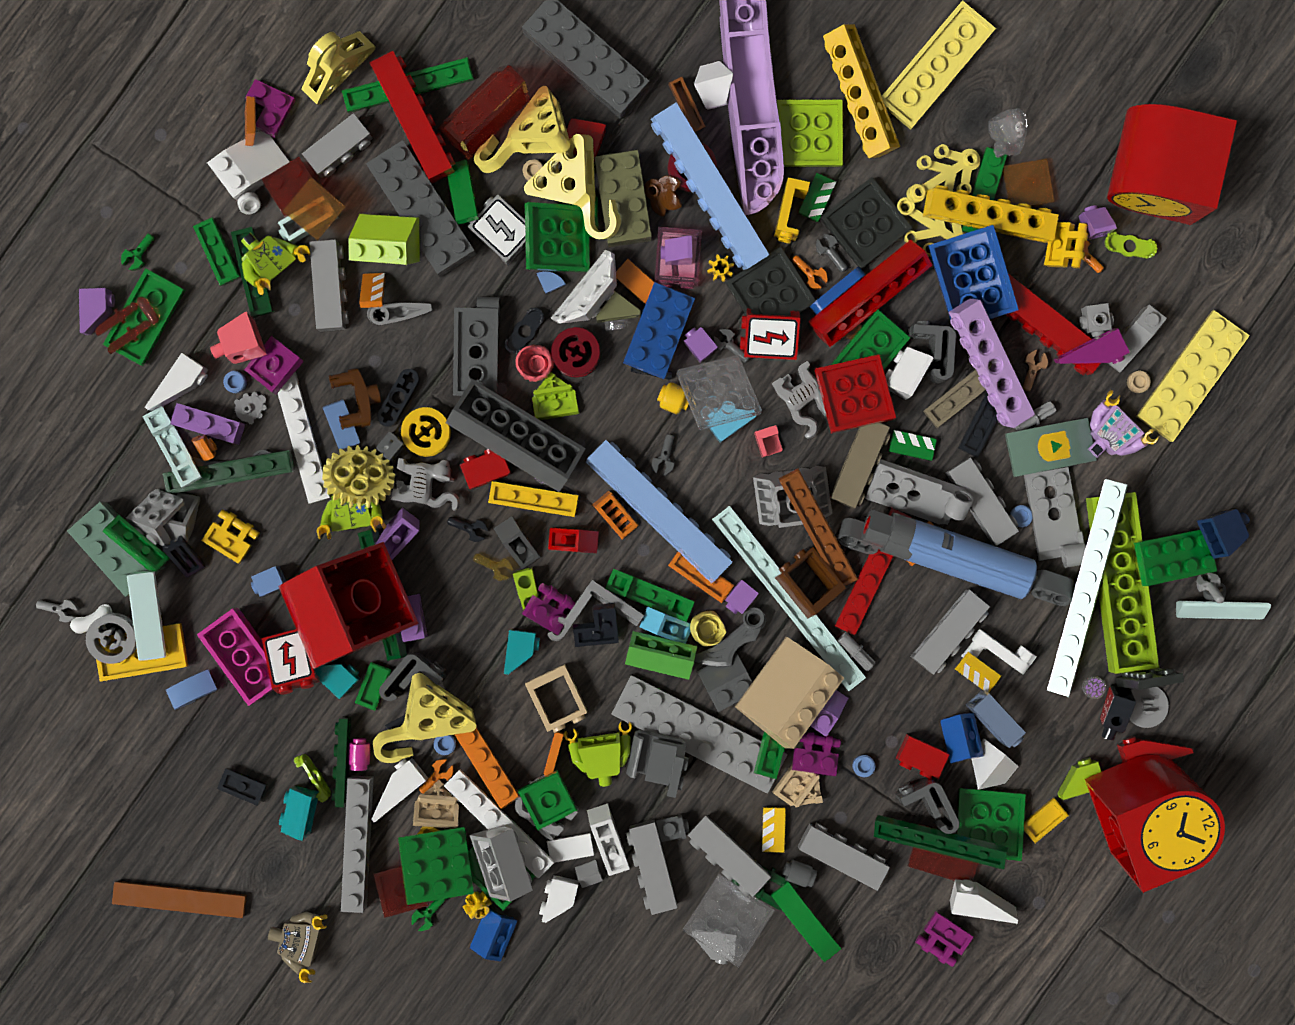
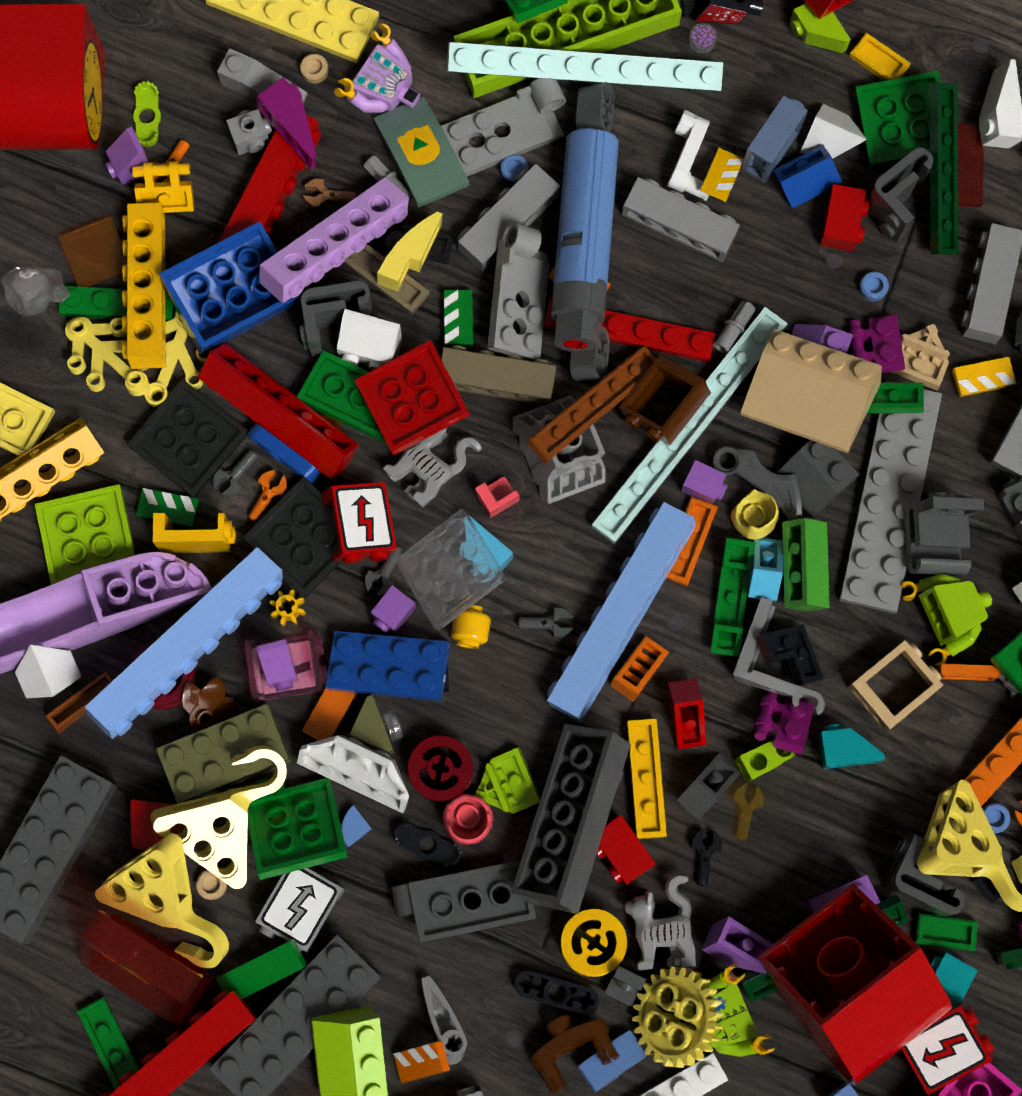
camera: 110 degrees left, 10 degrees down
(970, 418) = (409, 252): none -> light yellow slope

